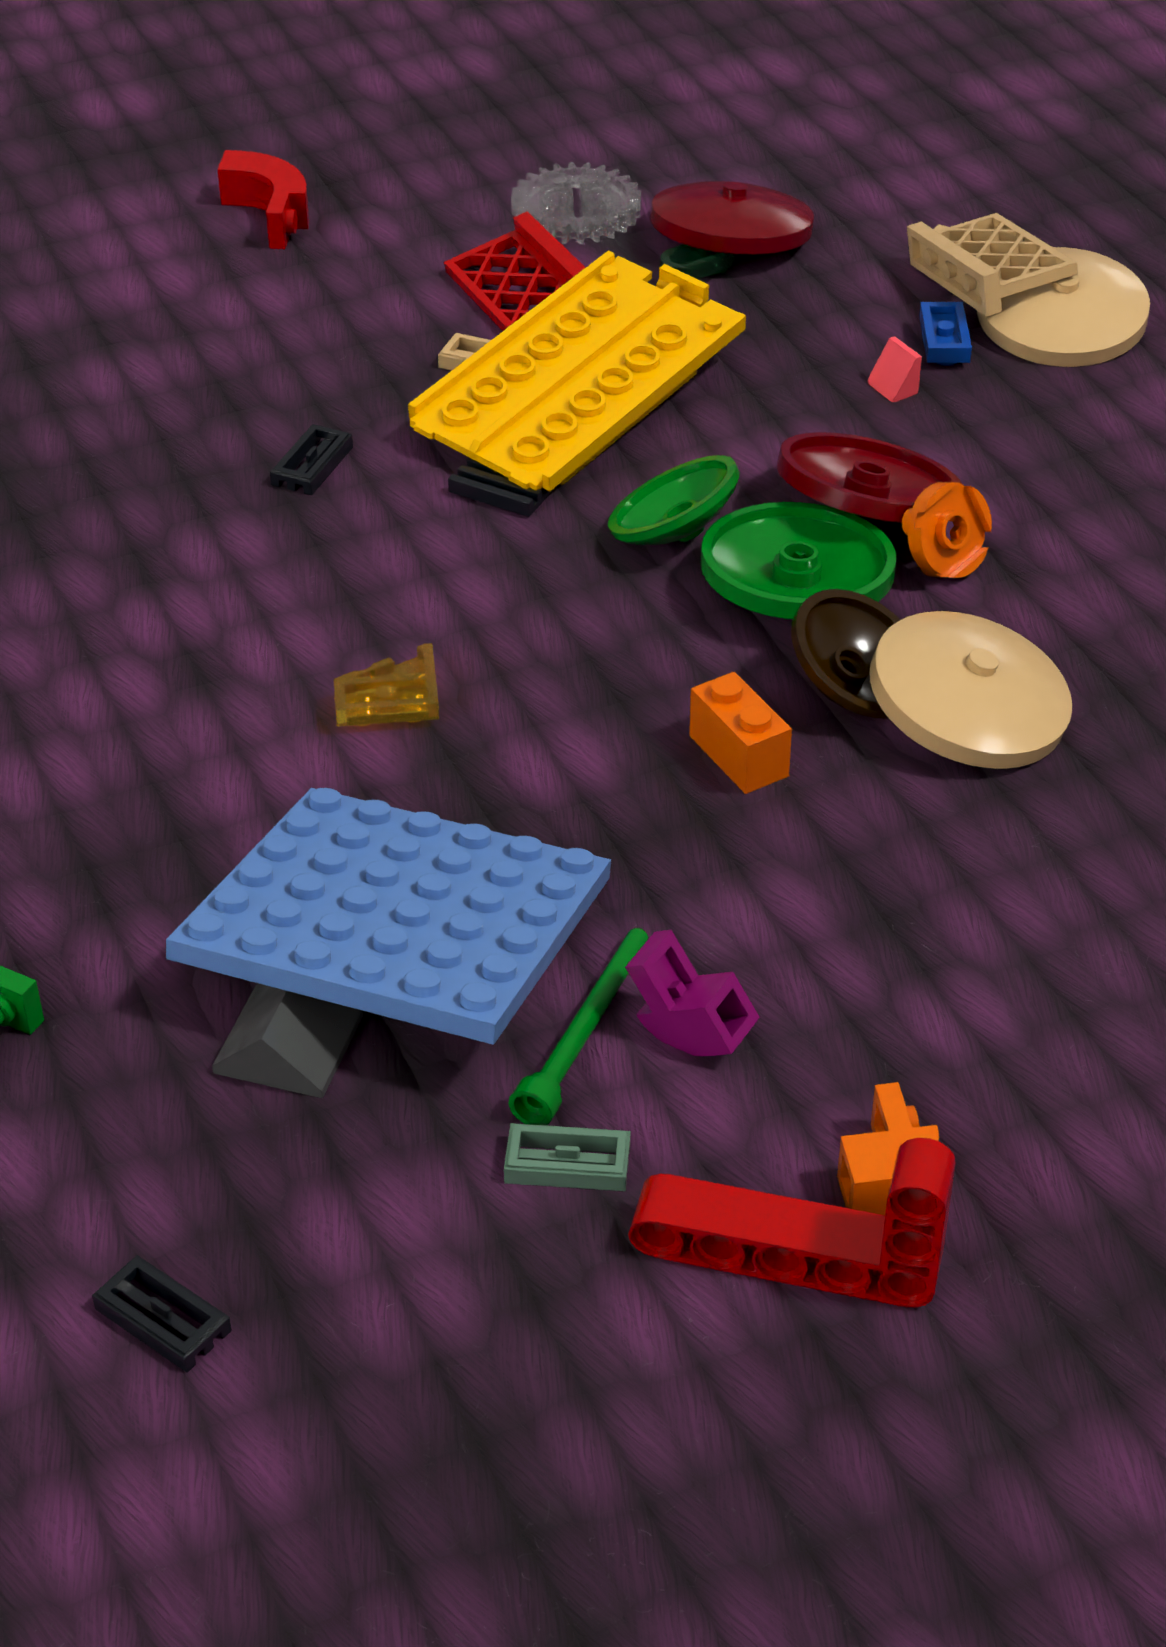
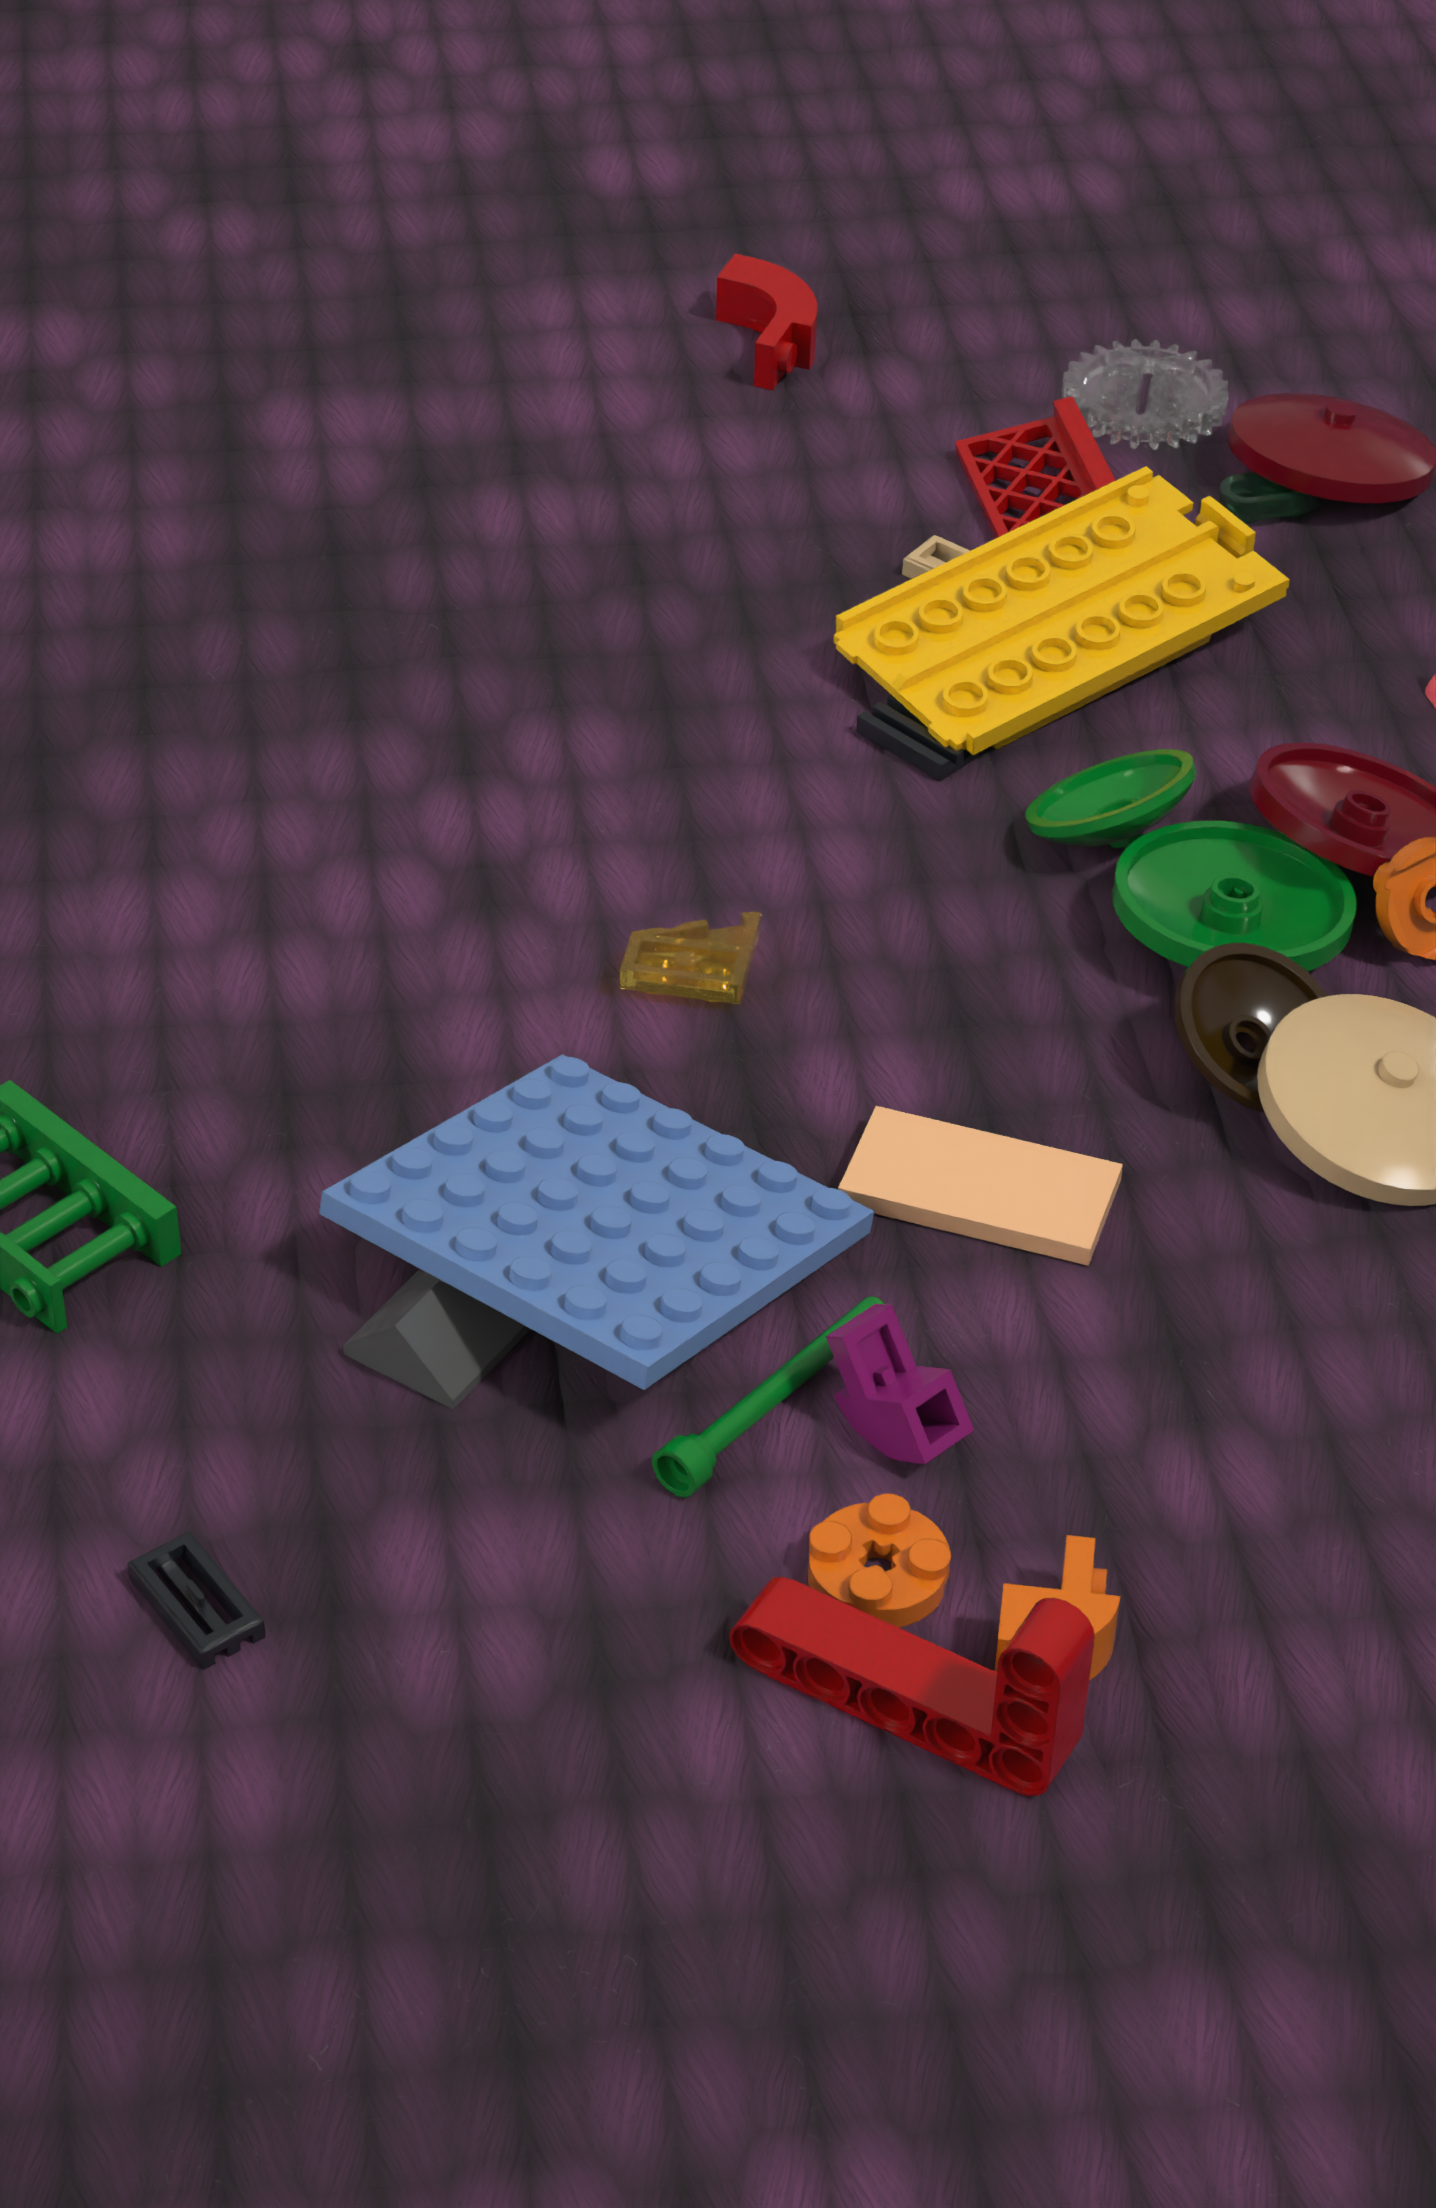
camera: 15 degrees right, 0 degrees up
(319, 460) = (715, 665): black tile -> none
(567, 1164) = (694, 1545): sand green tile -> none
(686, 821) = (982, 1184): none -> light nougat tile
(731, 1117) = (886, 1531): none -> orange plate
(740, 732) = (1082, 1090): orange brick -> none

